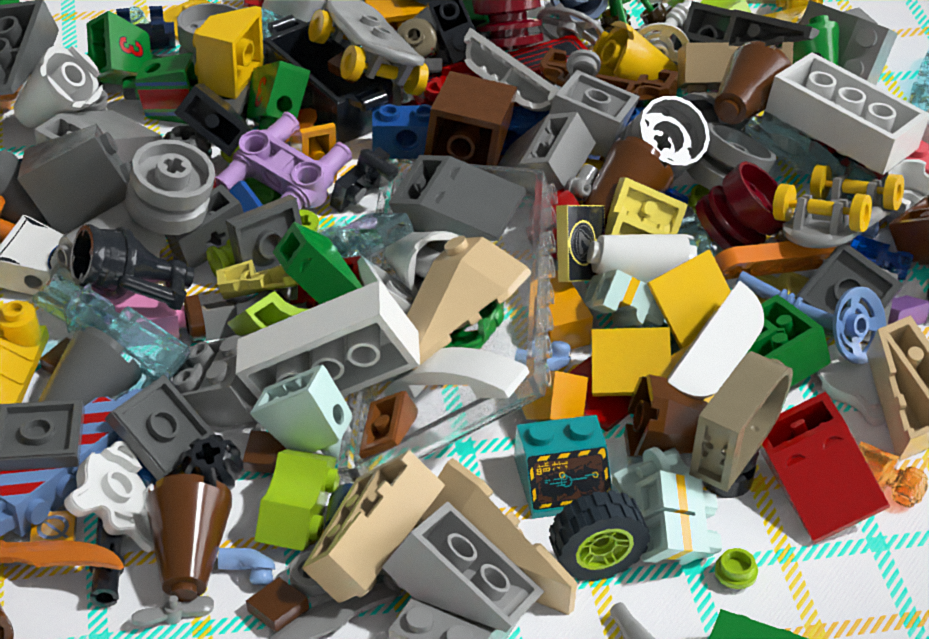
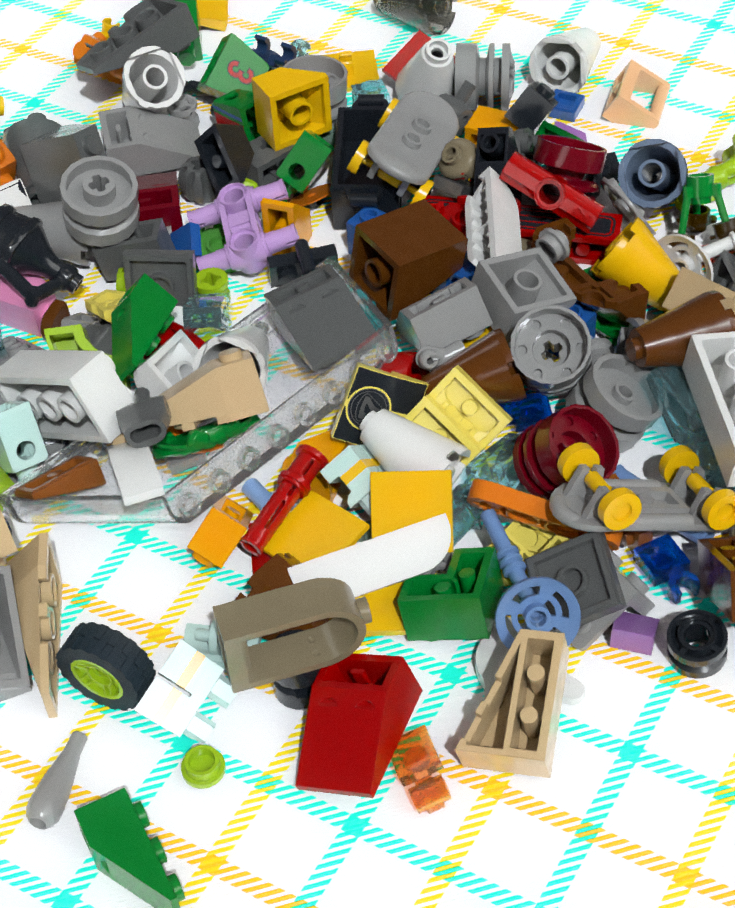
camera: 45 degrees right, 5 degrees up
(442, 328) = (144, 420): none -> dark grey piece
(509, 28) = (531, 180): none -> red piece
(561, 462) = (167, 591): slope -> none
(581, 331) = (293, 485): none -> red pin

